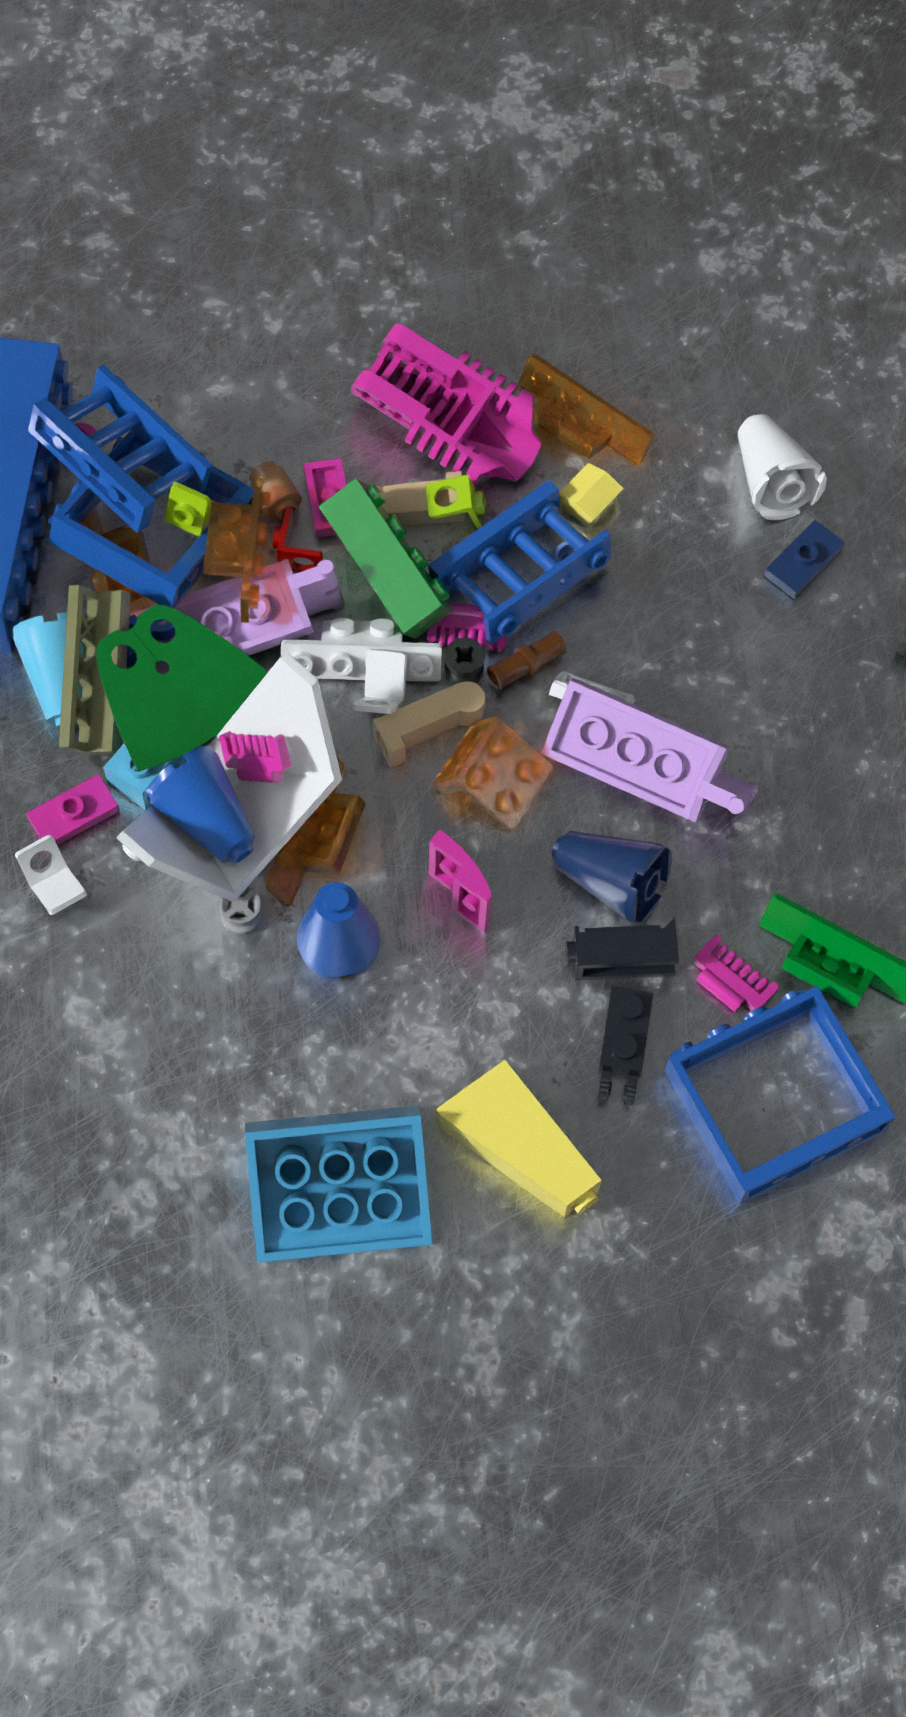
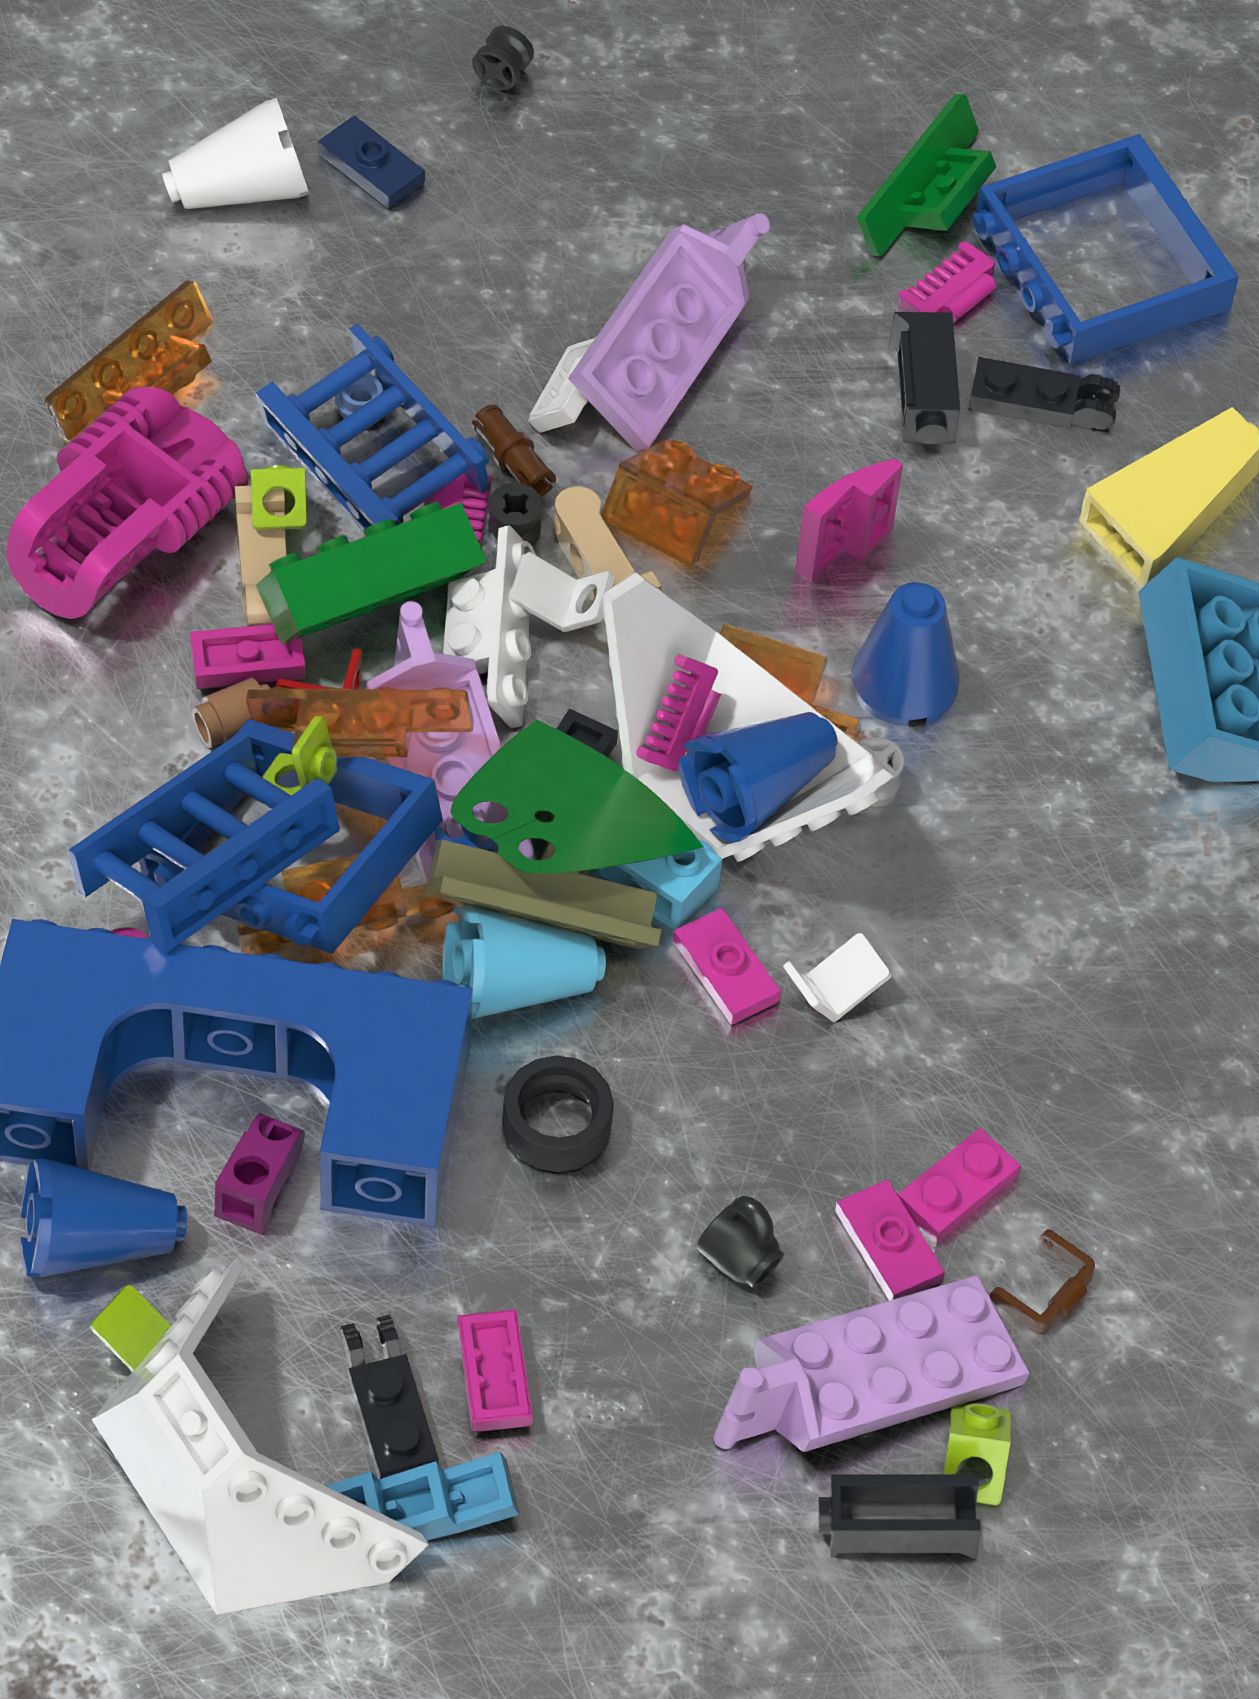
camera: 90 degrees left, 10 degrees down
(589, 493) = (265, 358): light yellow piece -> none
(615, 870) = (827, 368): dark blue cone -> none

